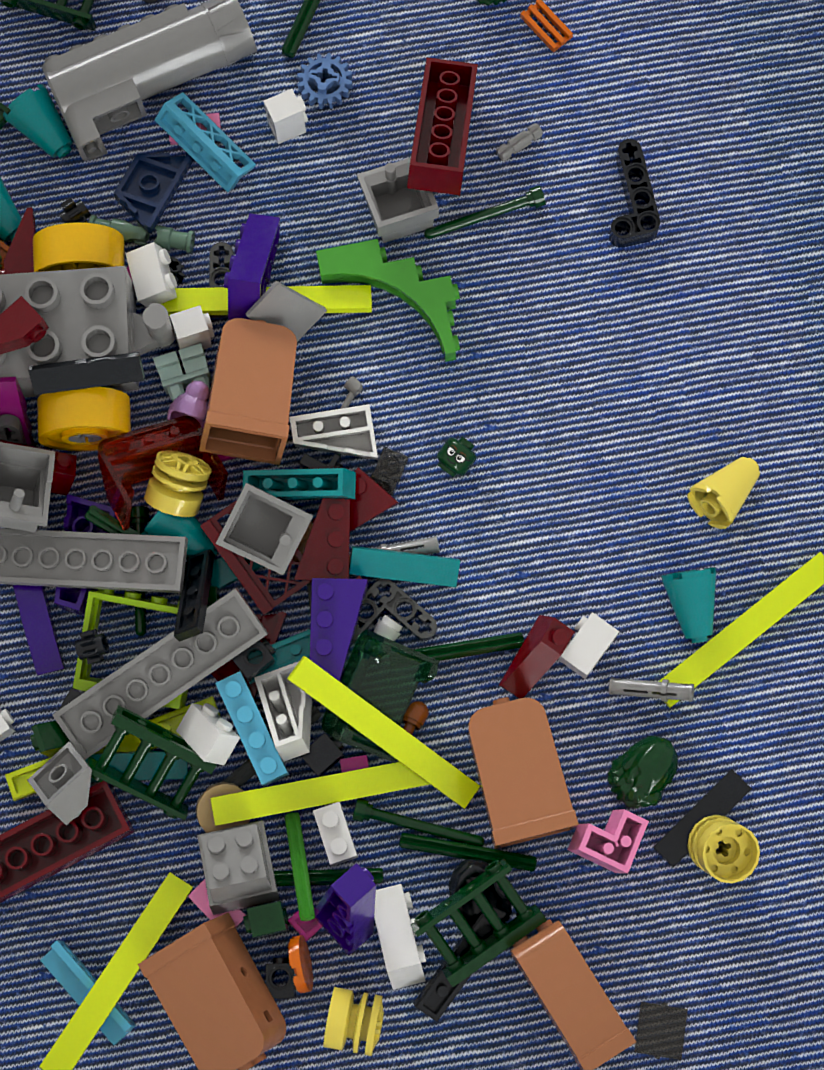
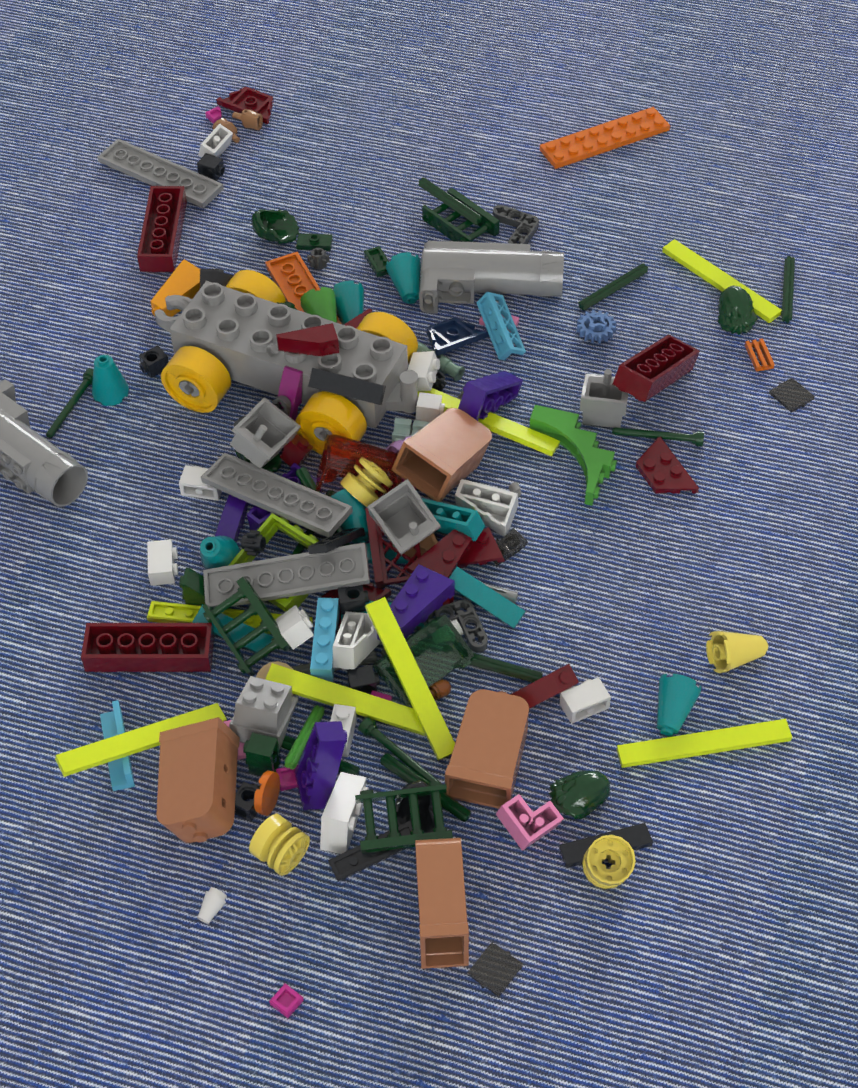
camera: 25 degrees right, 25 degrees down
(50, 671) = (218, 551): none -> teal cone
(64, 783) = (183, 609): light grey slope -> none
(286, 115) = (559, 330): white brick -> none
(286, 308) = (497, 420): light grey piece -> none
(456, 456) = (559, 553): dark green head -> none
(516, 265) = (664, 471): none -> dark red wing
(519, 142) = (705, 406): light grey axle -> none
(613, 69) = (791, 395): none -> clear smoke piece
(634, 191) = (762, 479): black beam -> none
(651, 689) = (635, 752): light grey pin -> none

